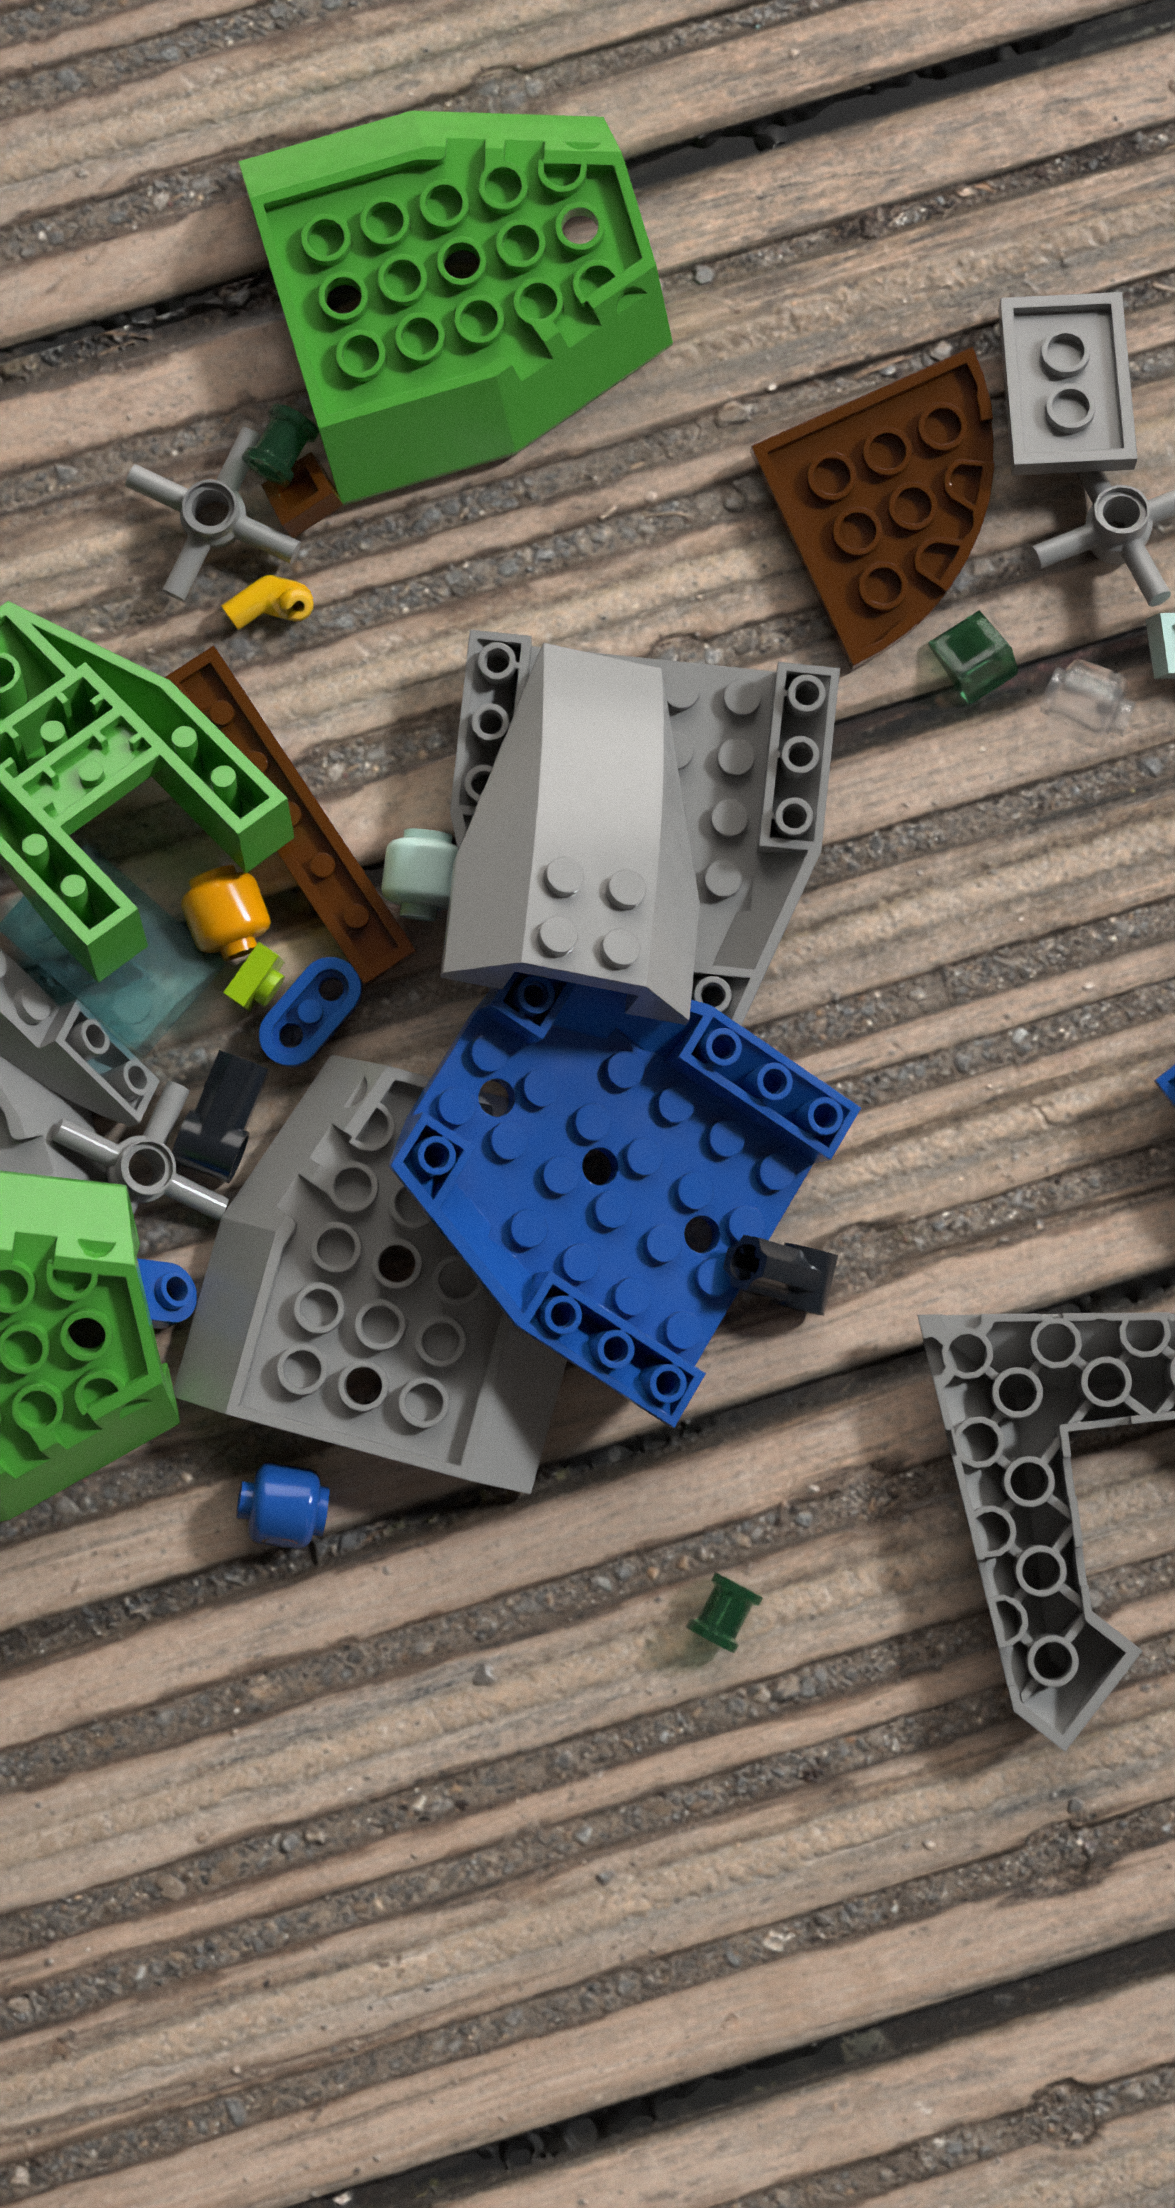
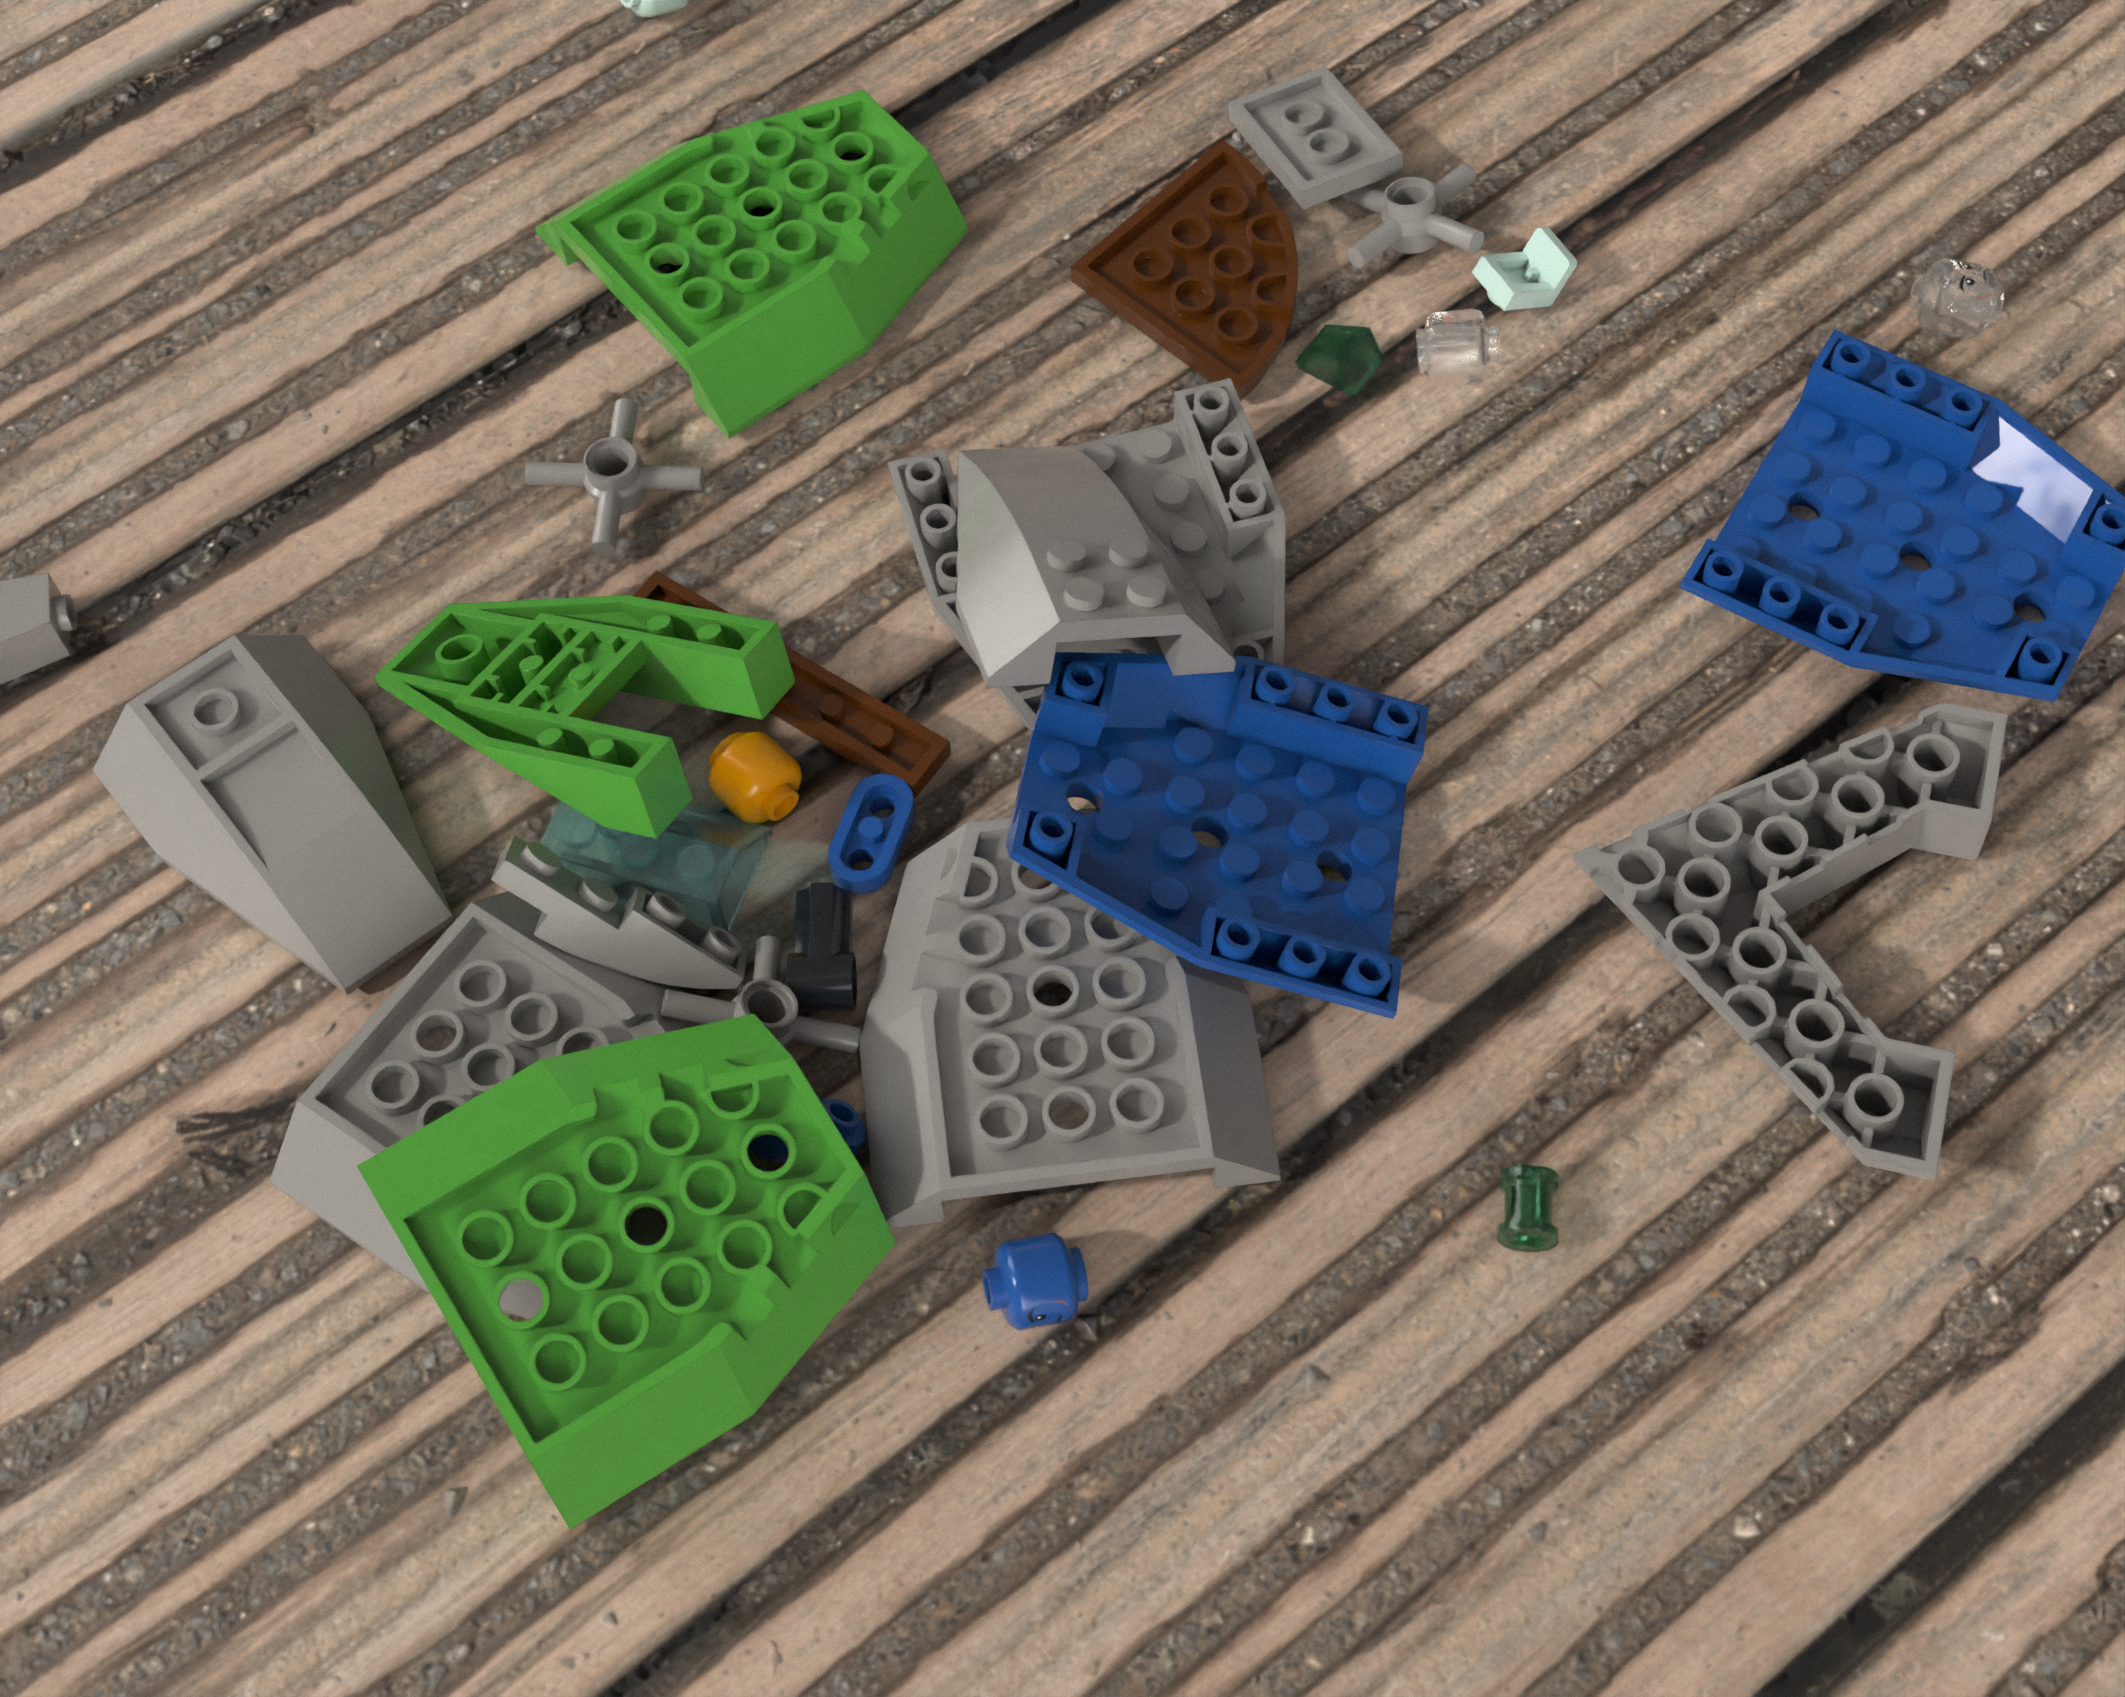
camera: 20 degrees left, 25 degrees down
(256, 979) = (806, 821): lime plate -> none
(272, 597) = (691, 525): yellow arm -> none
(280, 444) = (658, 387): clear green bush -> none
(307, 497) = (690, 435): reddish brown plate -> none
(419, 873) = (929, 675): light aqua head -> none
(786, 1273) = (1436, 873): black piece -> none

